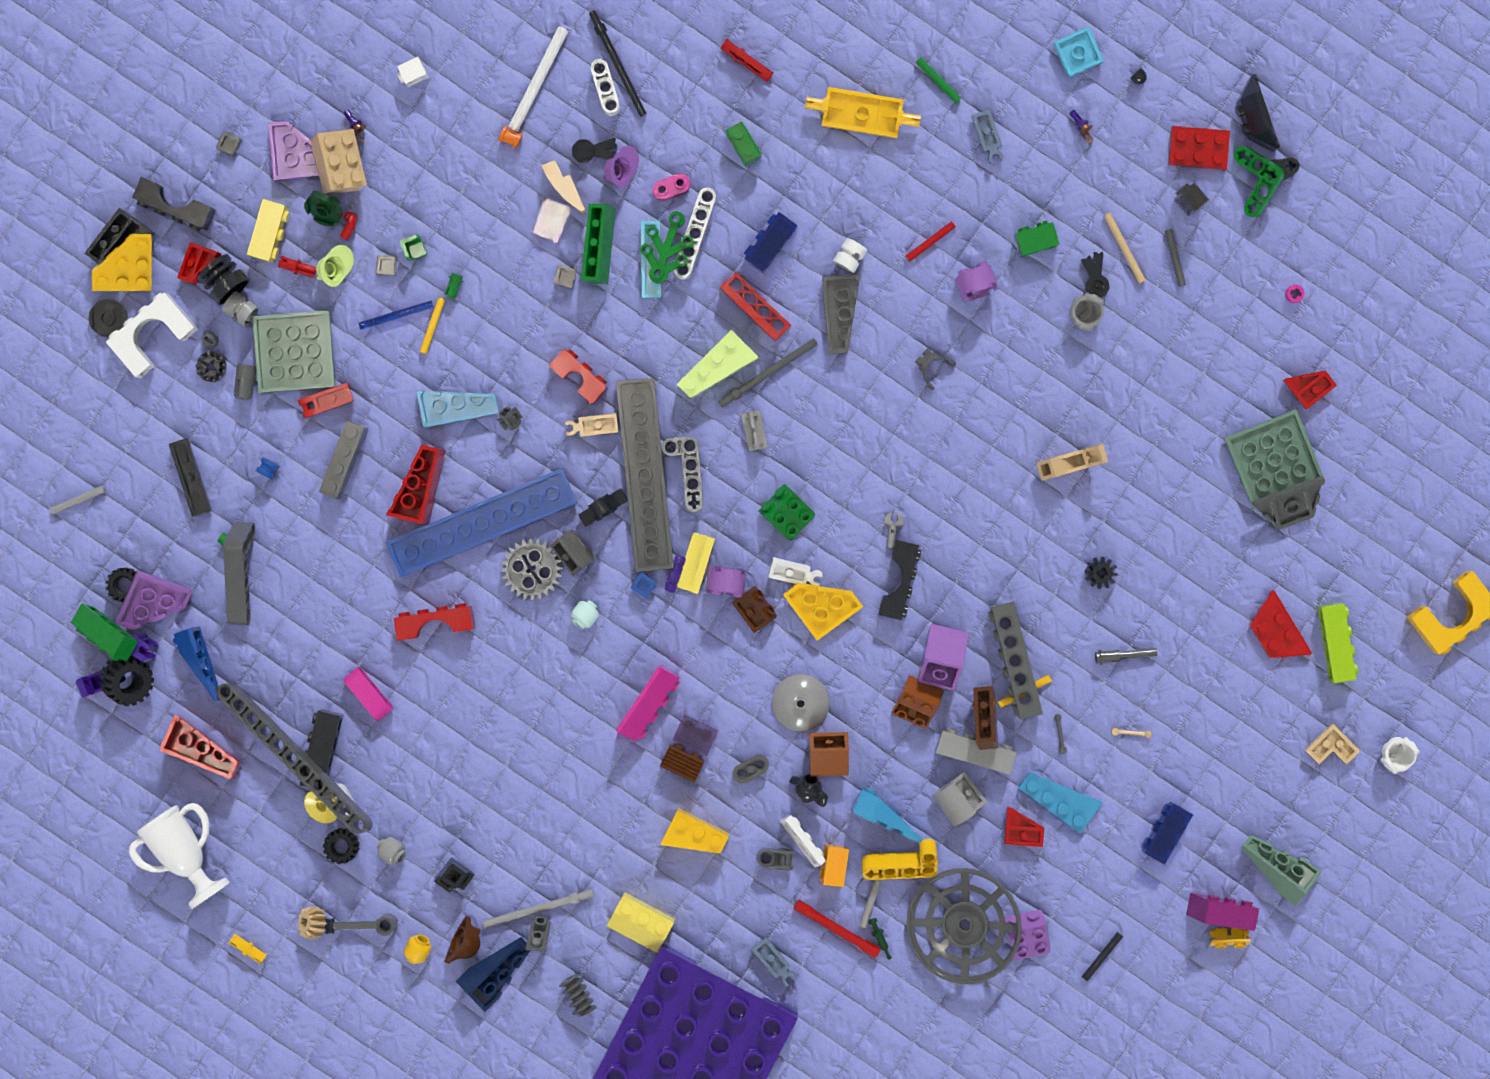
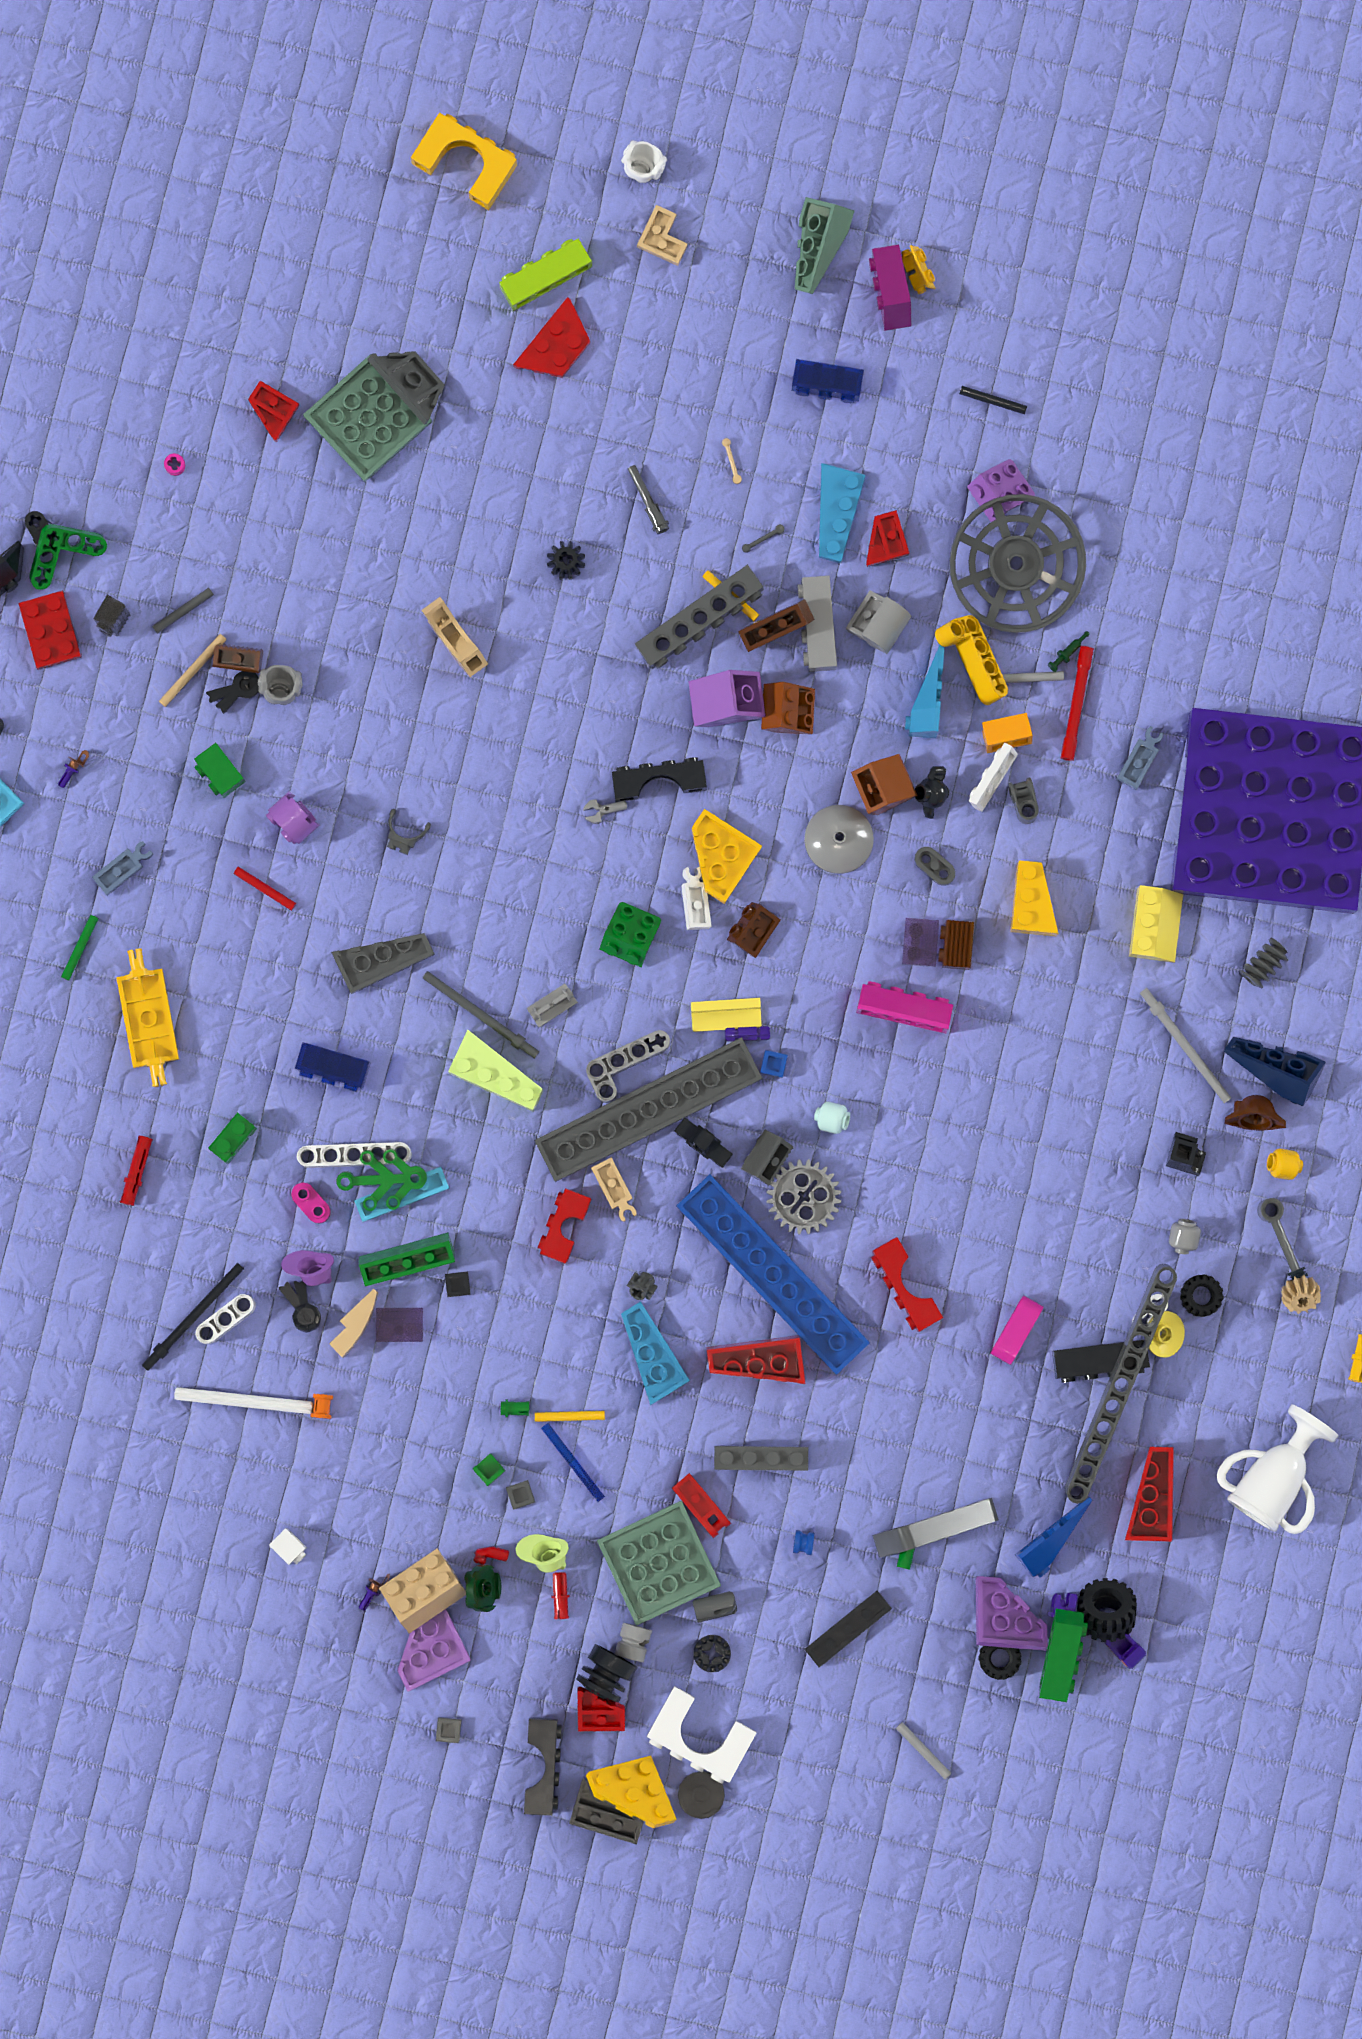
camera: 115 degrees left, 5 degrees down
(213, 337) = (676, 1665): dark grey hinge -> none
(268, 231) = (531, 1644): light yellow brick -> none
(538, 934) = (1213, 1032): dark grey hips -> none
(726, 580) = (733, 971): medium lavender brick -> none
(747, 308) = (419, 1059): red fence -> none
(850, 255) = (314, 971): white wheel -> none
(1120, 286) = (237, 658): none -> reddish brown brick

